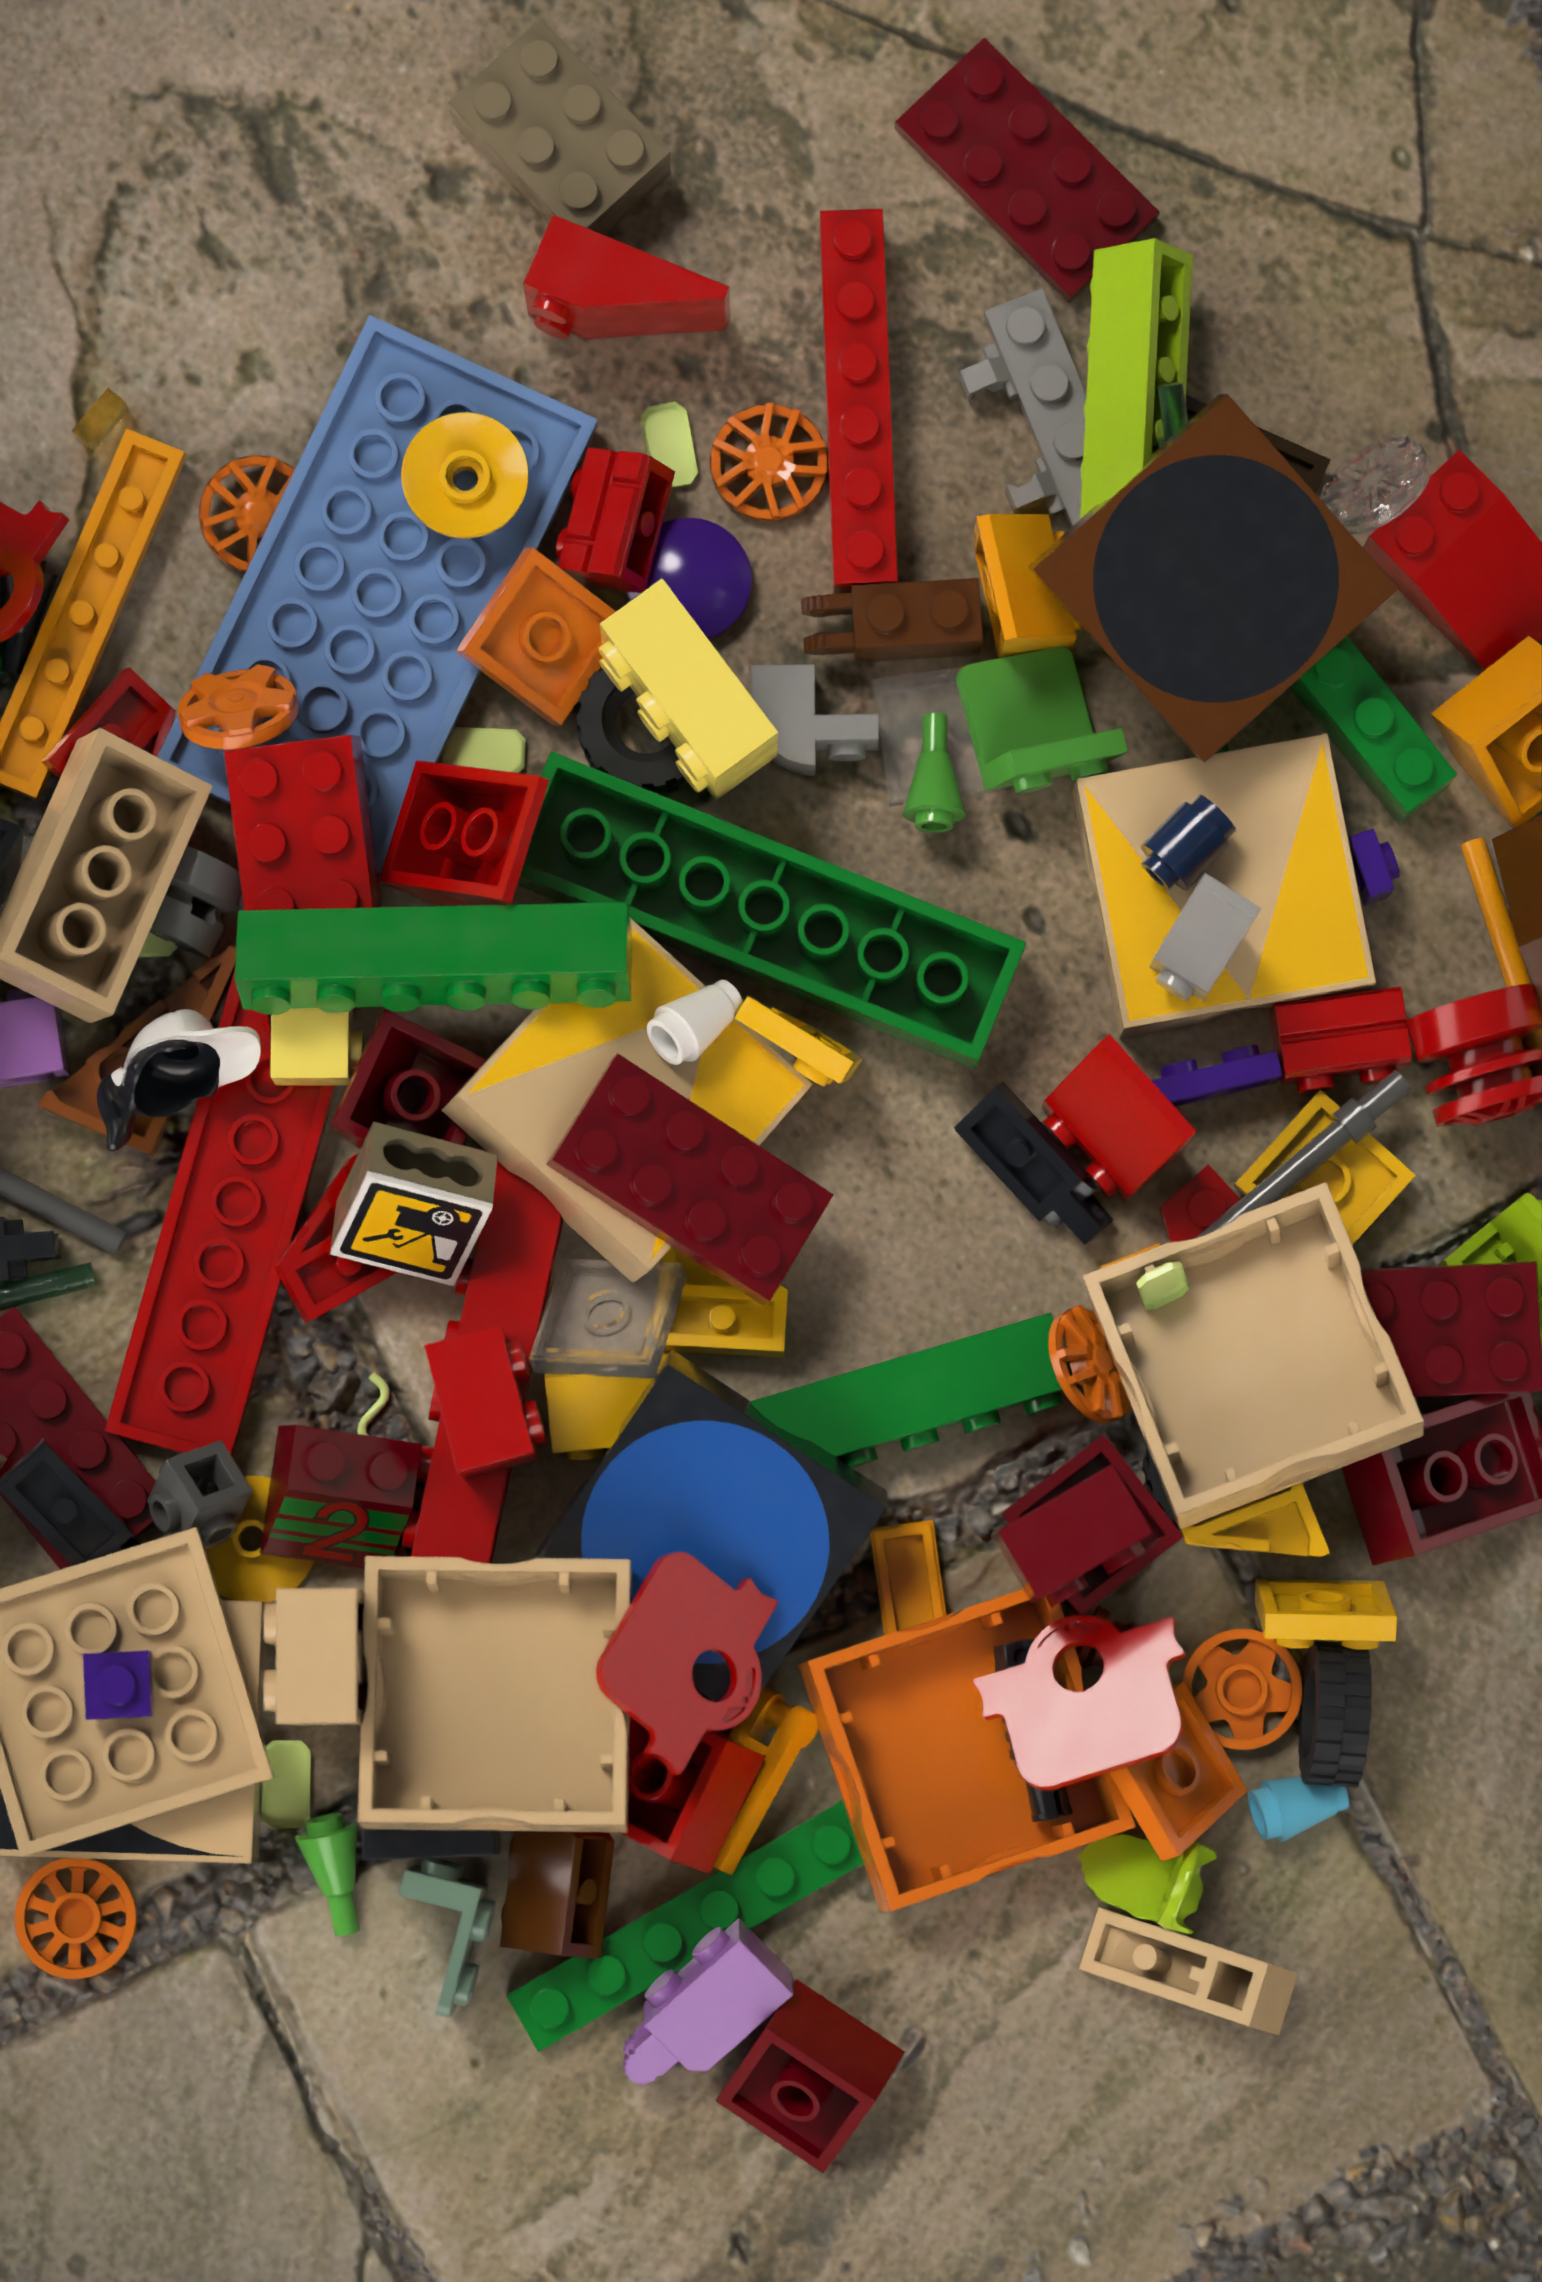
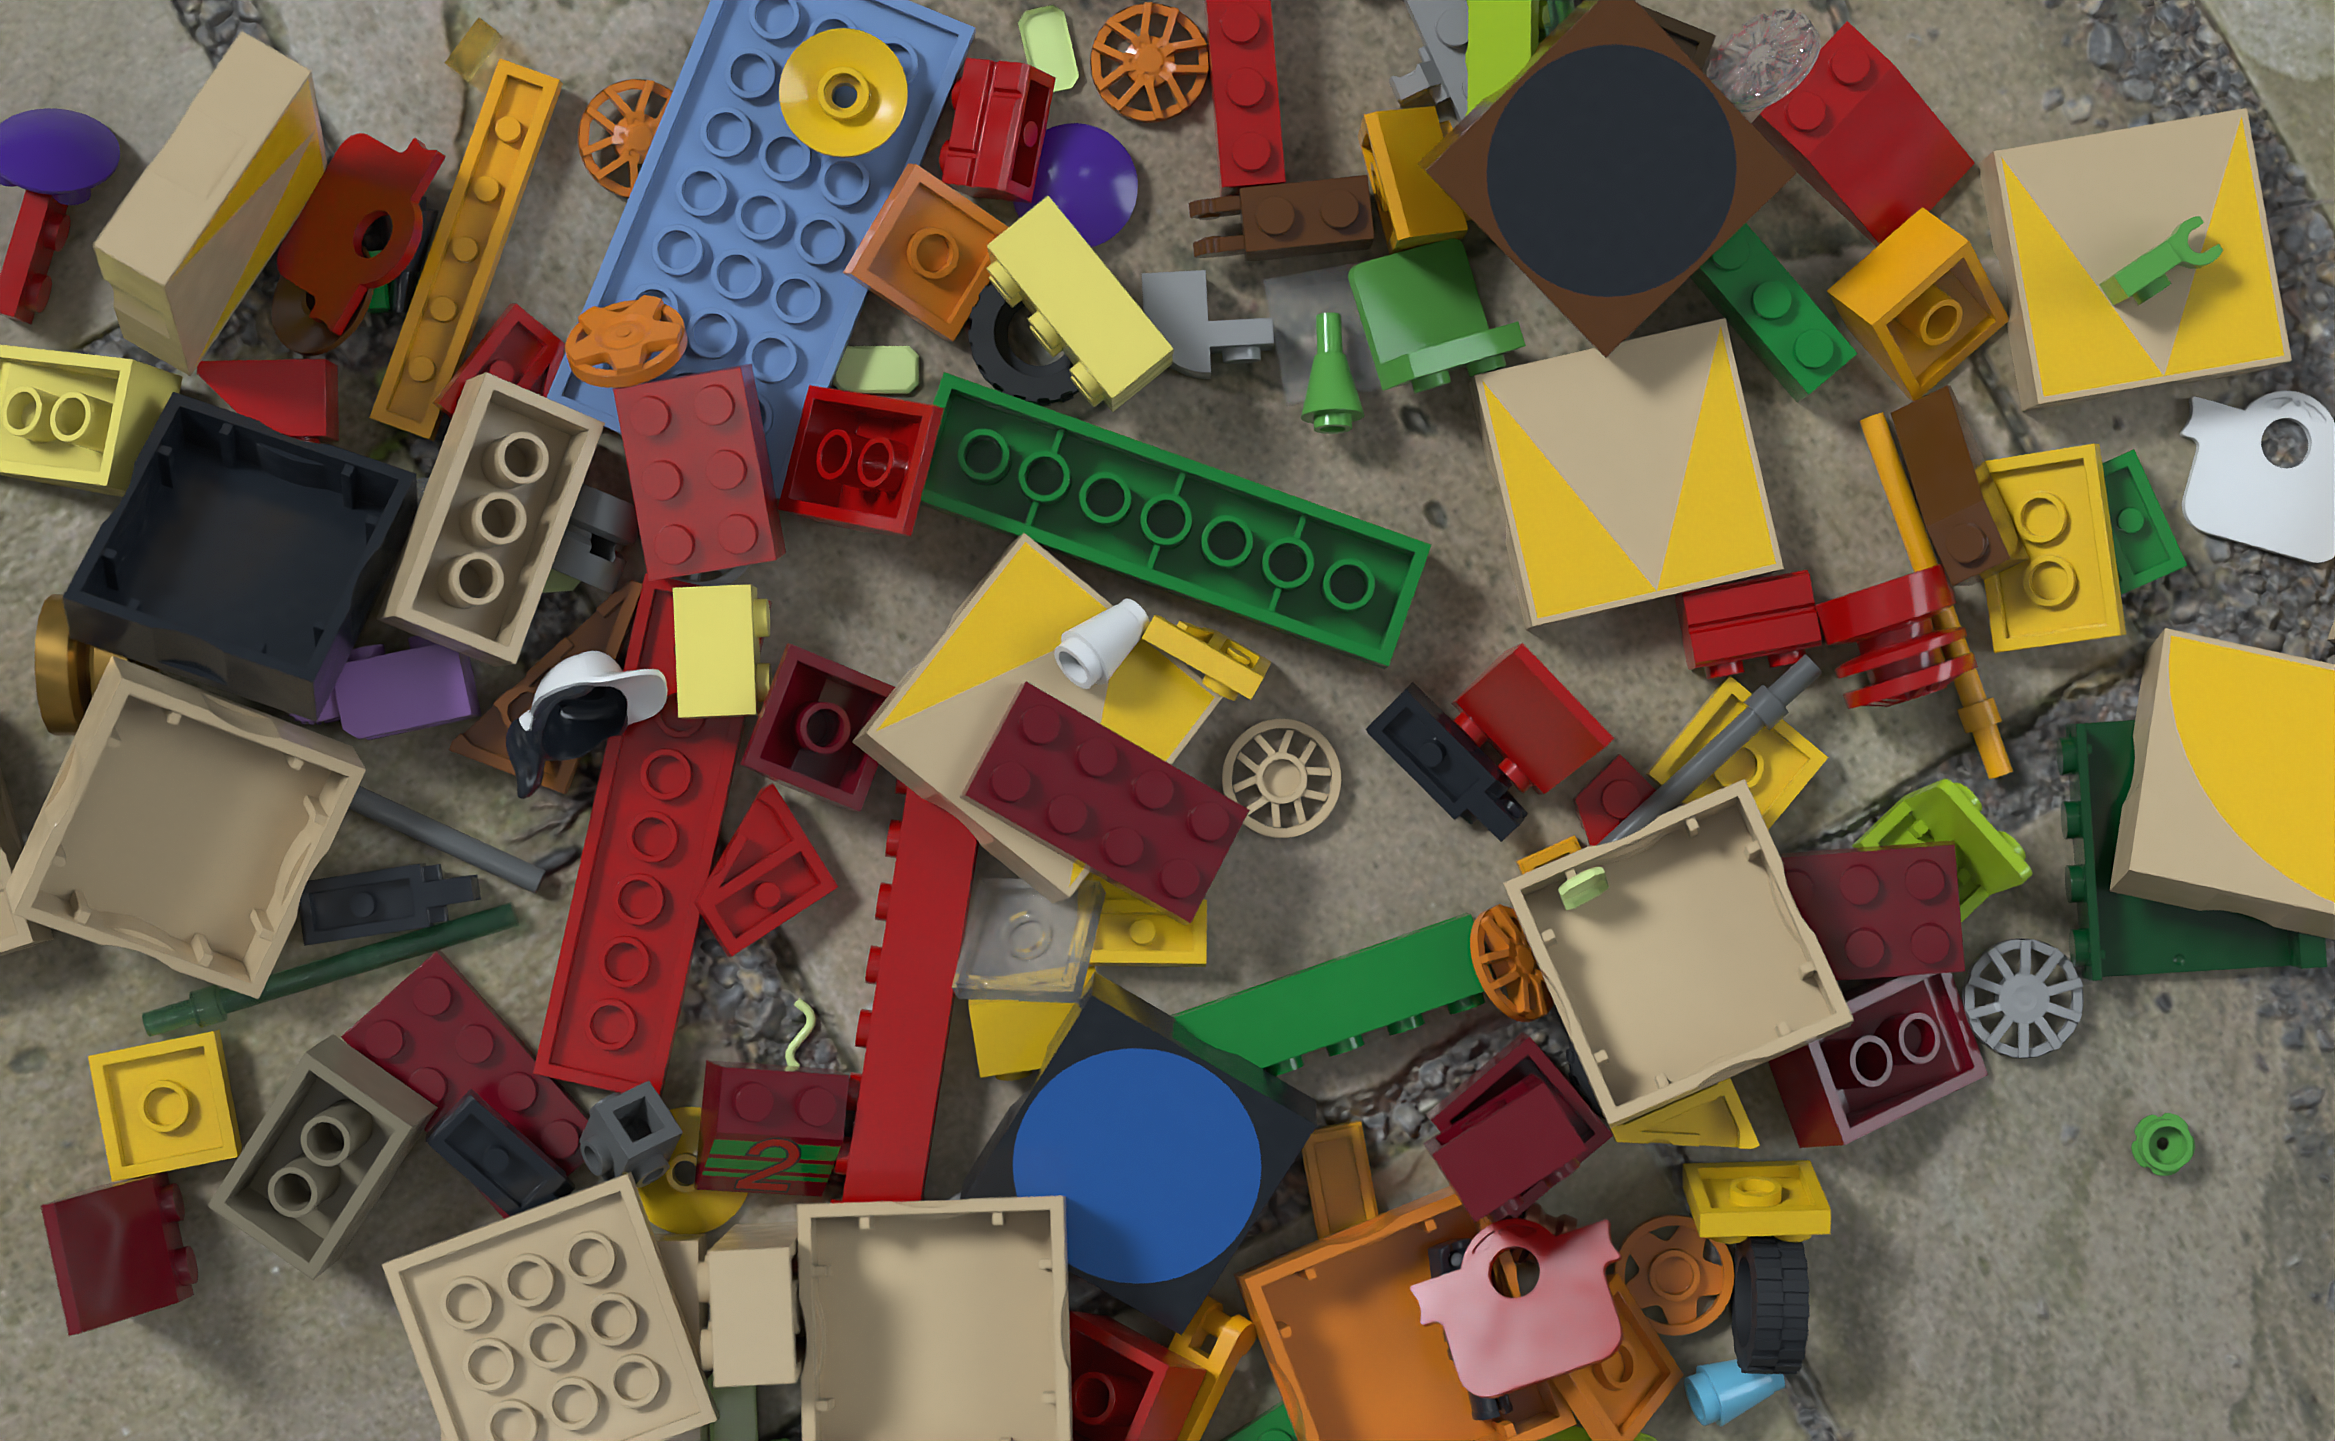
camera: 10 degrees left, 5 degrees up
(118, 1685) = (557, 1337): dark purple plate -> none
(413, 1204) = (829, 838): piece -> none
(434, 957) = (835, 592): green brick -> none
(483, 1401) = (909, 1038): red brick -> none
(654, 1649) = (1090, 1288): red piece -> none
(870, 1172) = (1283, 777): none -> tan wheel
(1187, 843) = (1589, 438): dark blue brick -> none
(1203, 939) = (1612, 540): light grey slope -> none
(1240, 1071) = (1648, 659): dark purple plate -> none
(1373, 866) = (1775, 447): dark purple plate -> none

